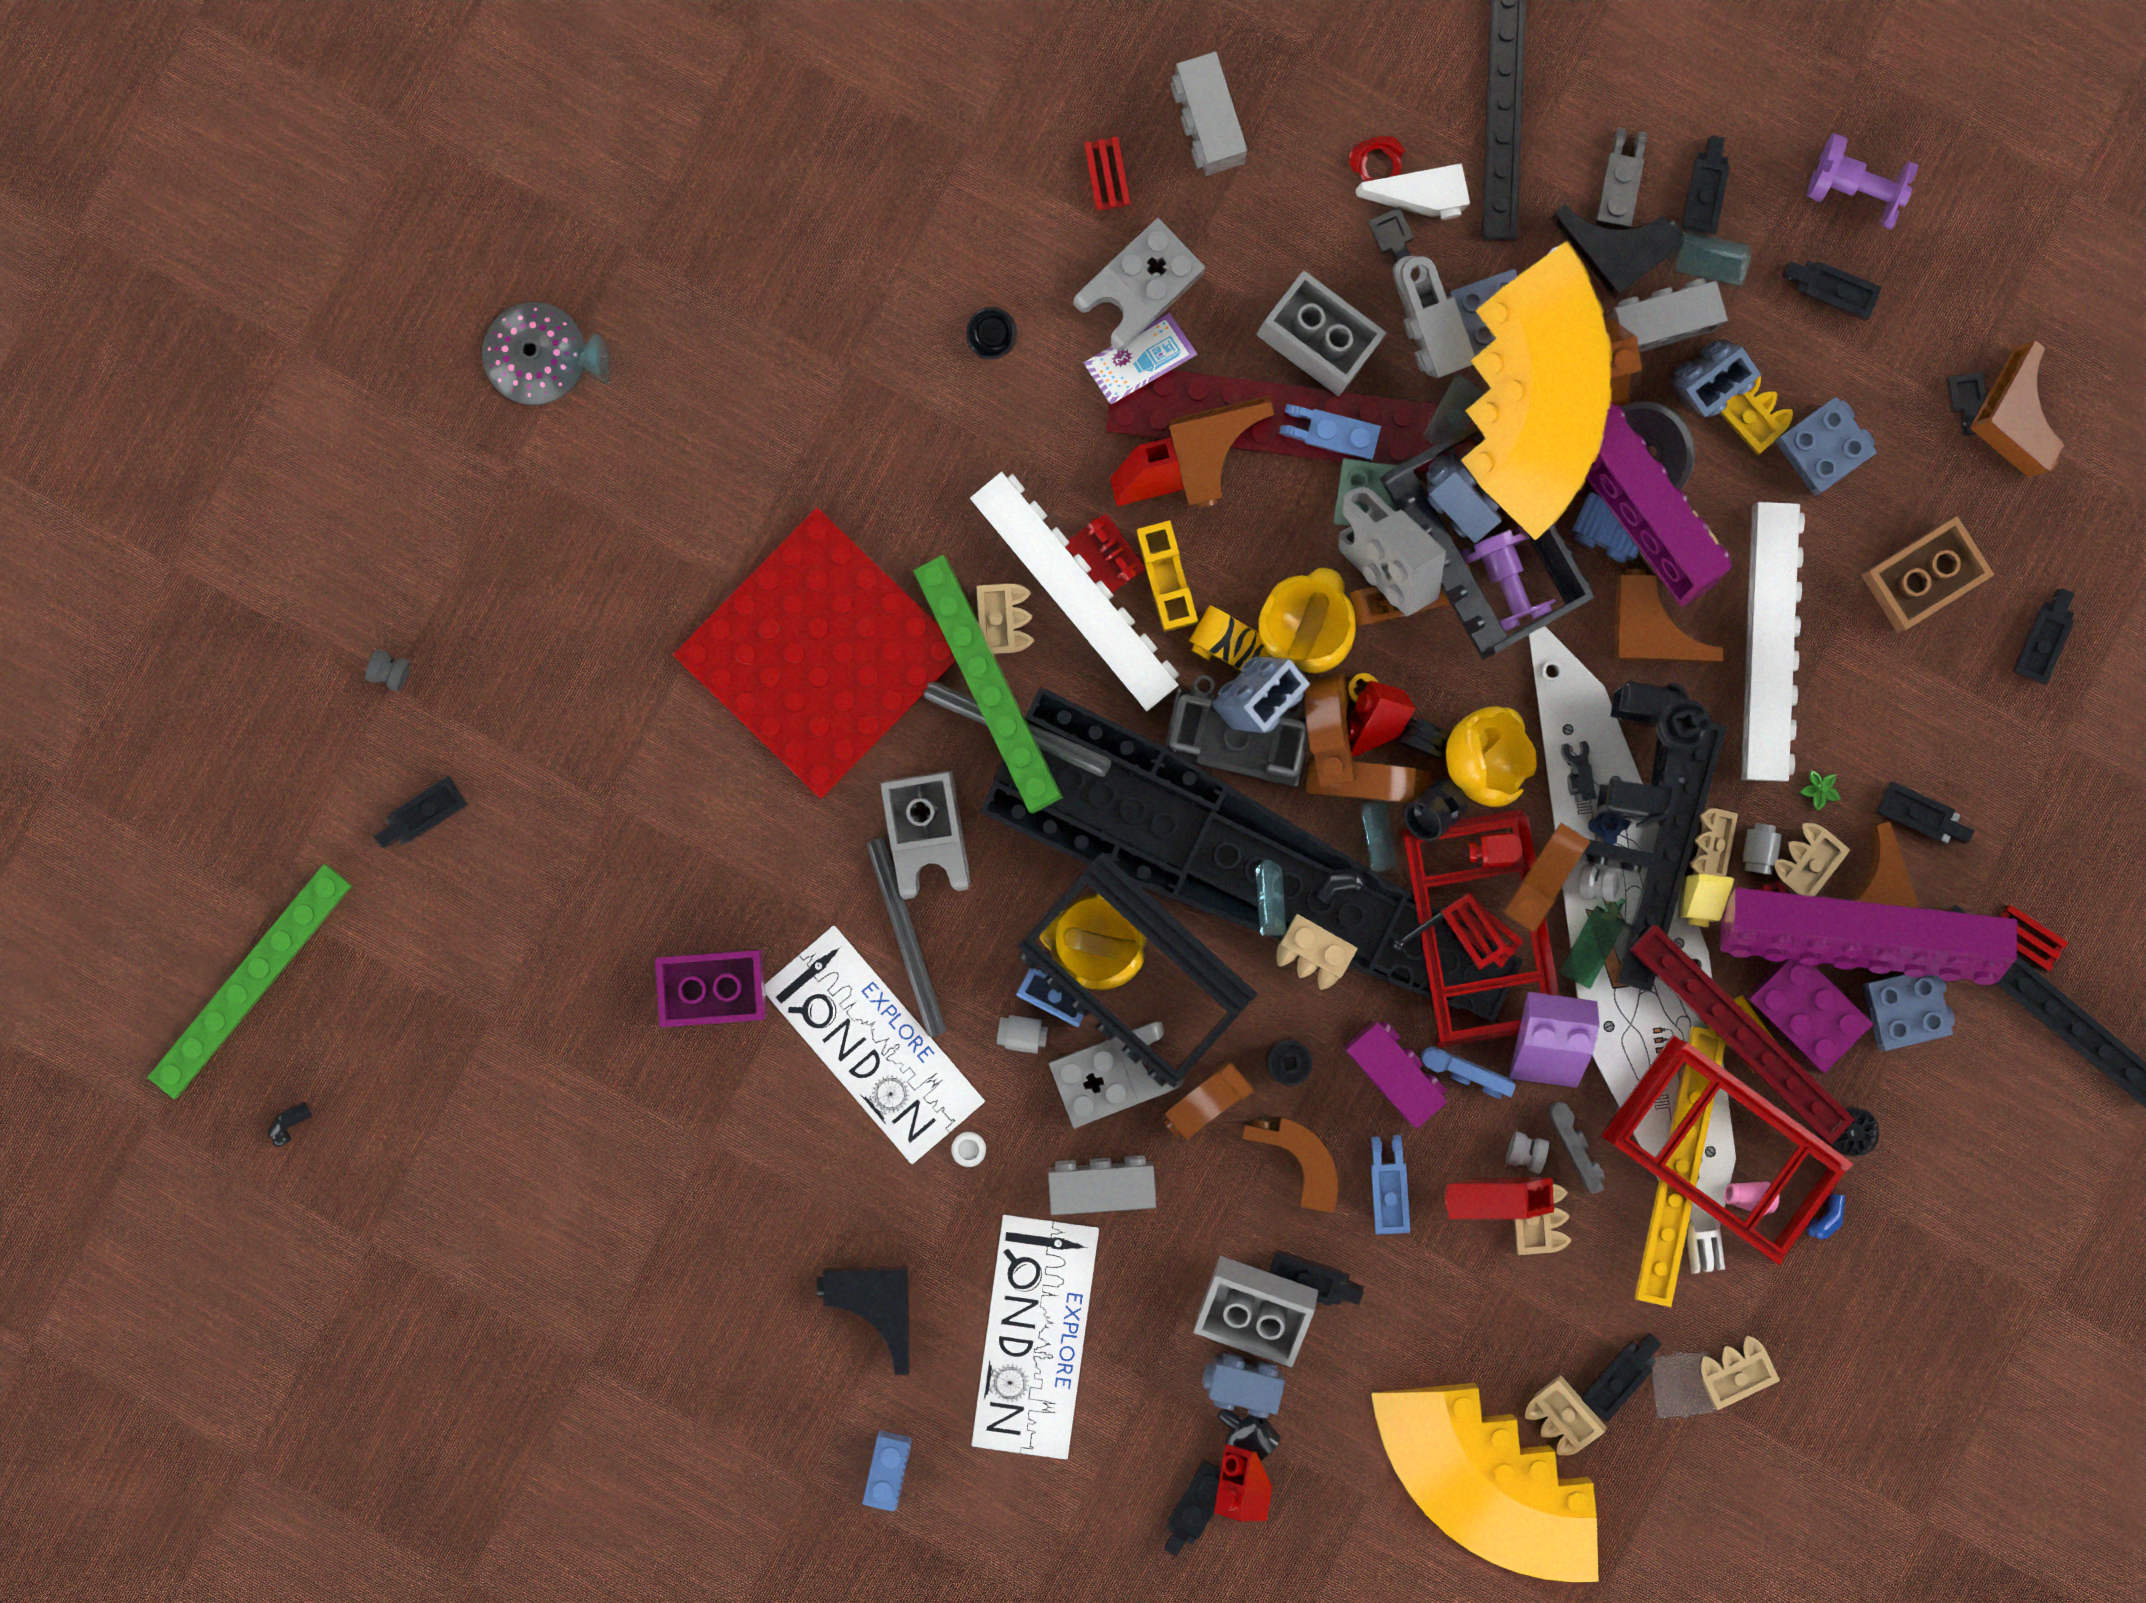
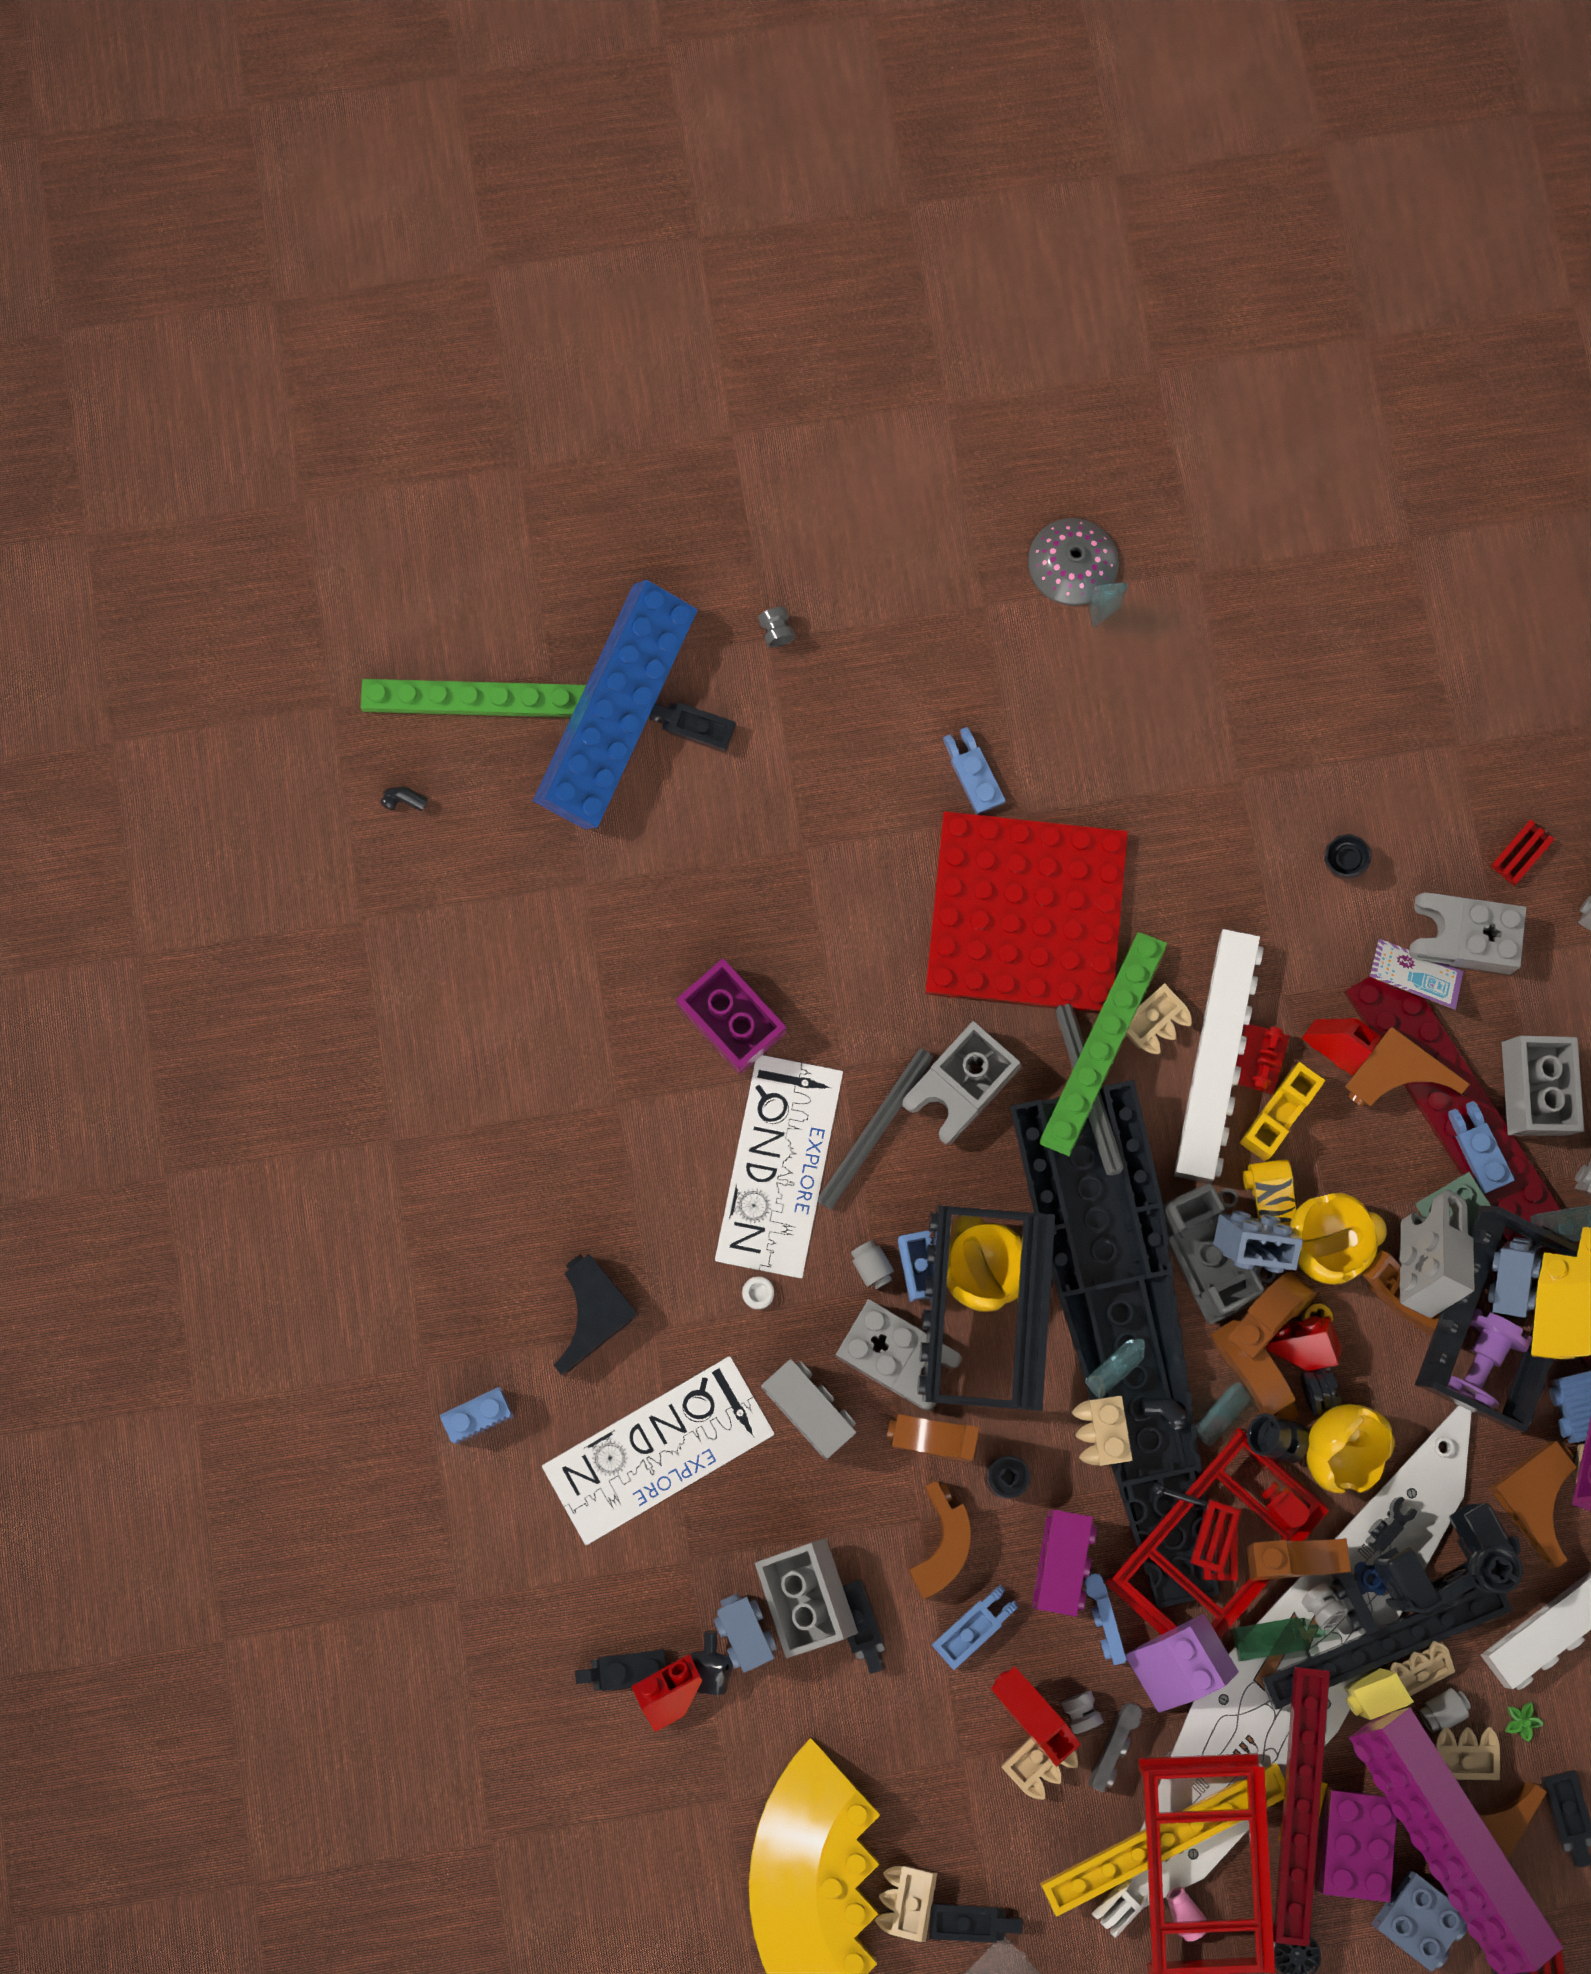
camera: 45 degrees right, 10 degrees down
(349, 872) = (615, 705): none -> blue brick
(660, 600) = (974, 774): none -> medium blue hinge

